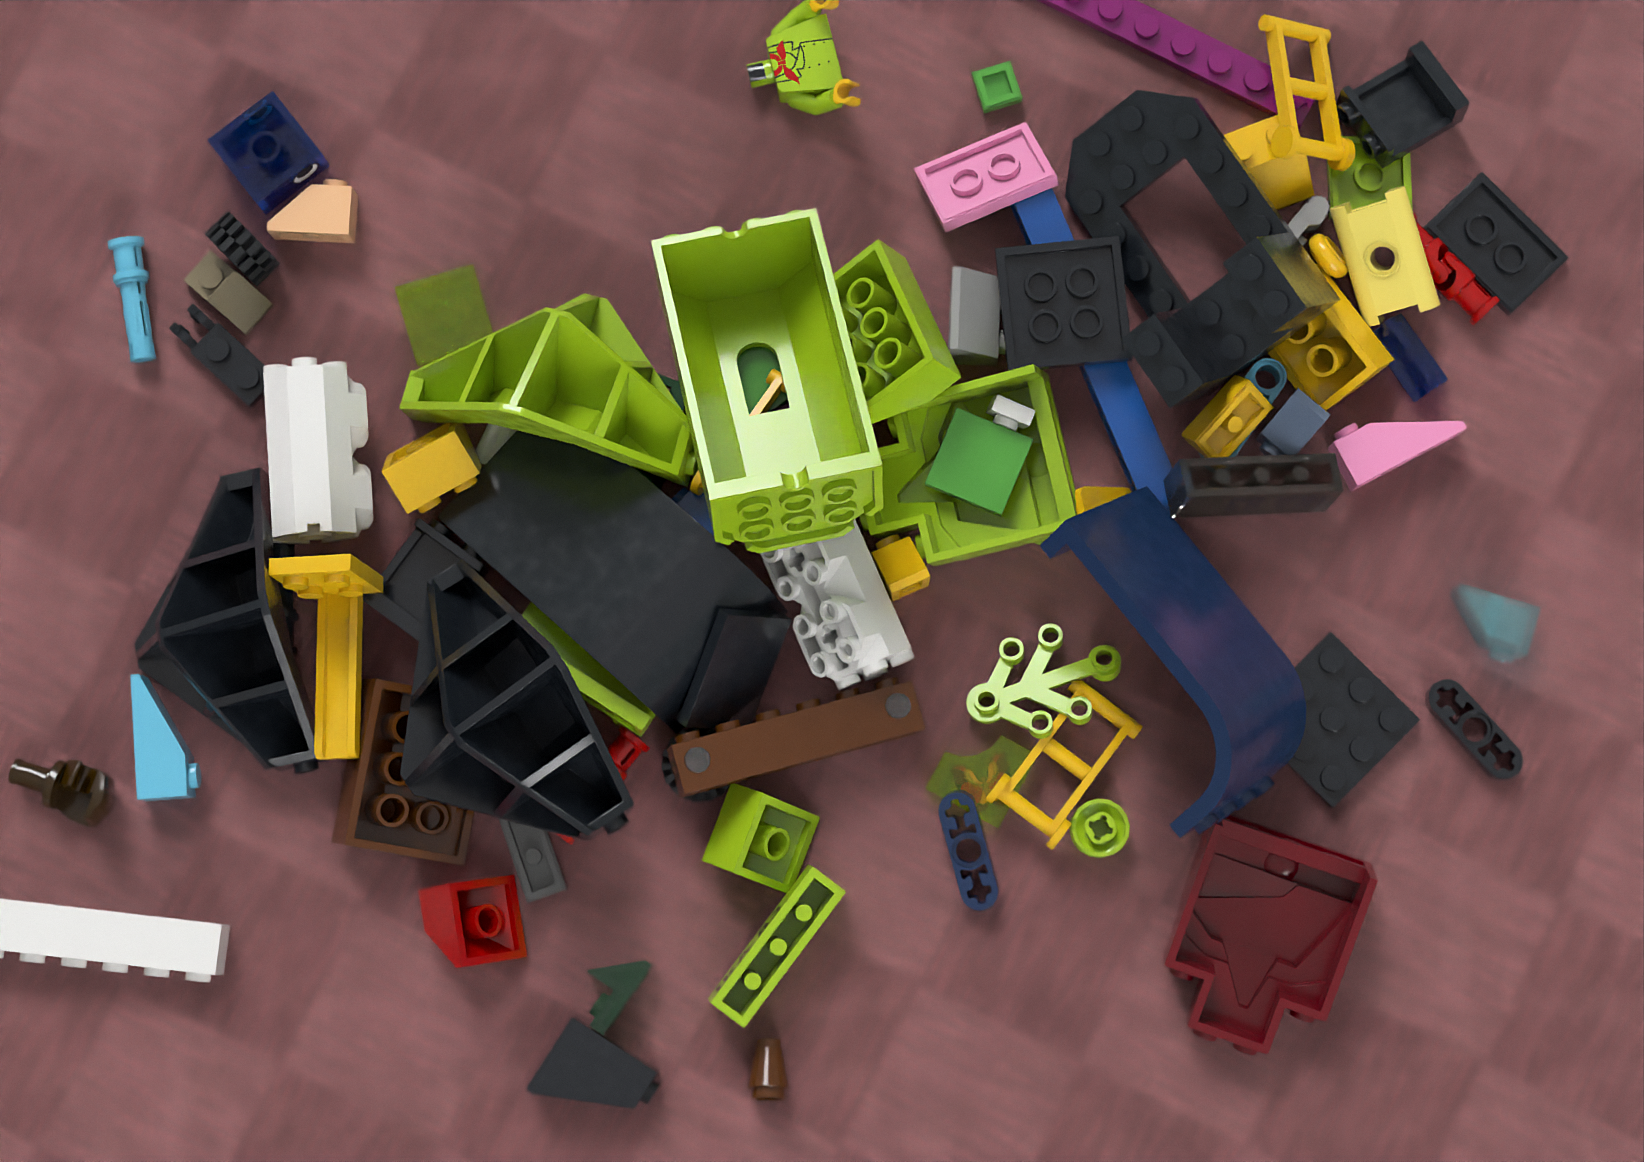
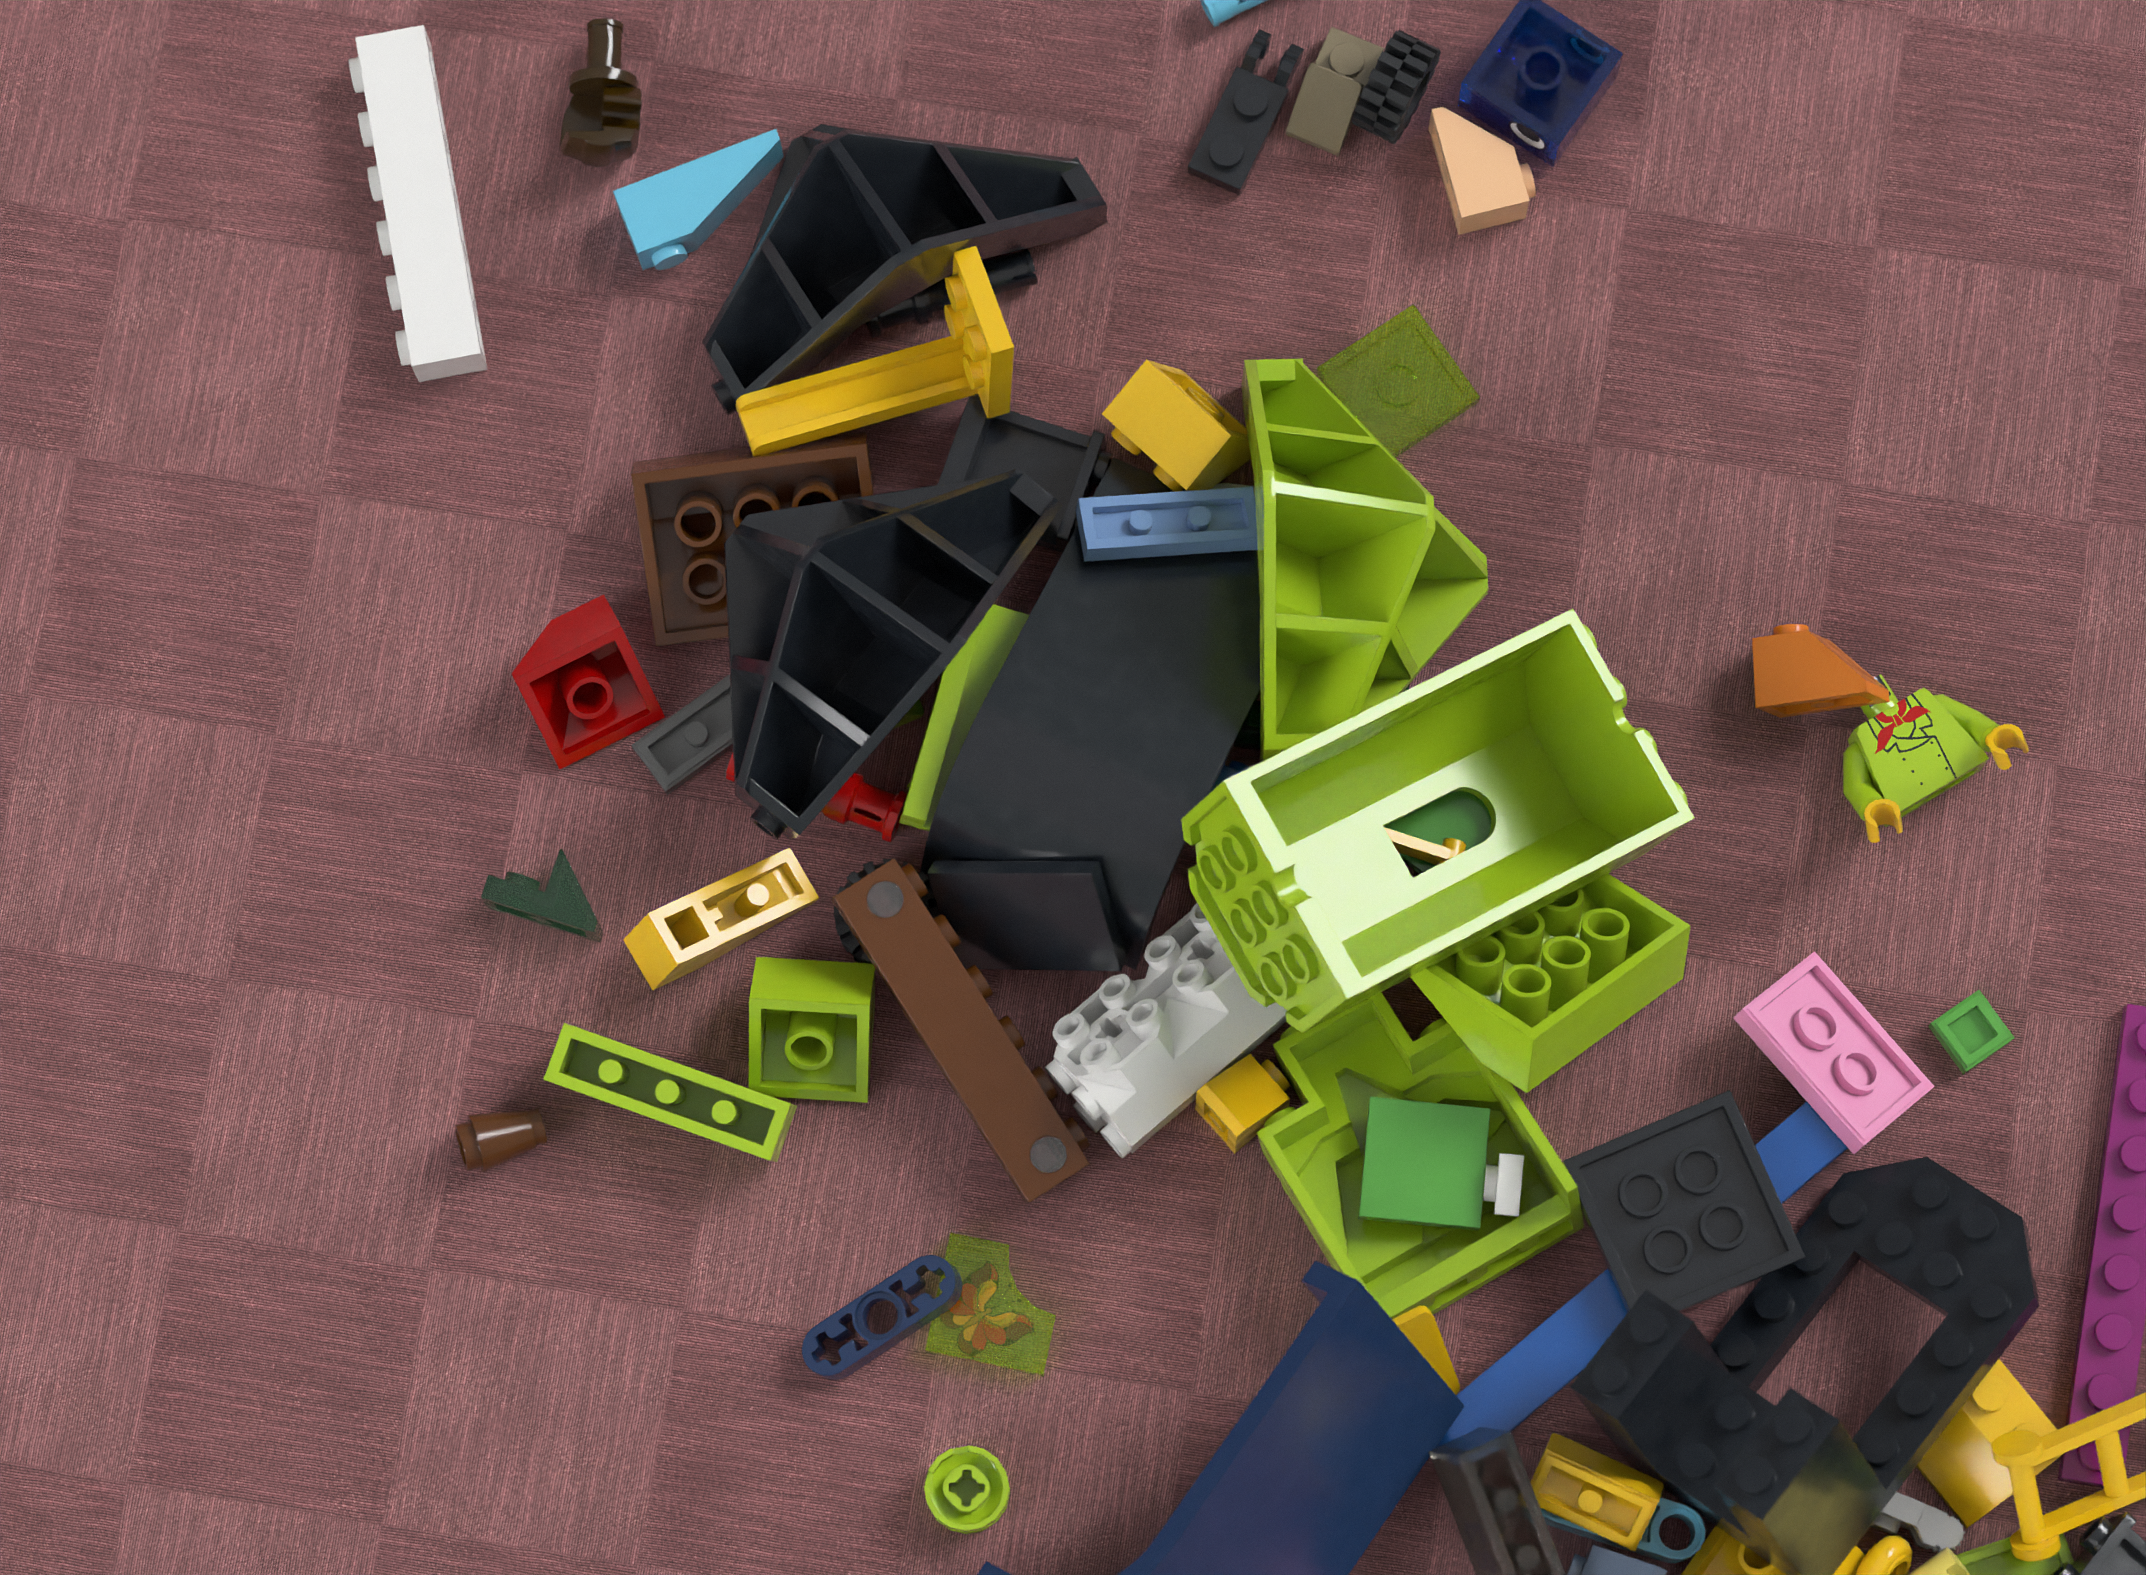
camera: 70 degrees right, 5 degrees down
(312, 431) = (1166, 256): white brick -> none
(498, 492) = (1167, 523): none -> medium blue plate
(594, 1070) = (432, 903): black slope -> none
(666, 877) = (718, 918): none -> yellow slope
(731, 109) = (1808, 675): none -> orange slope
(974, 318) = (1623, 1091): light grey slope -> none
(1038, 685) = (1141, 1343): plant -> none
(1057, 827) = (985, 1338): yellow piece -> none

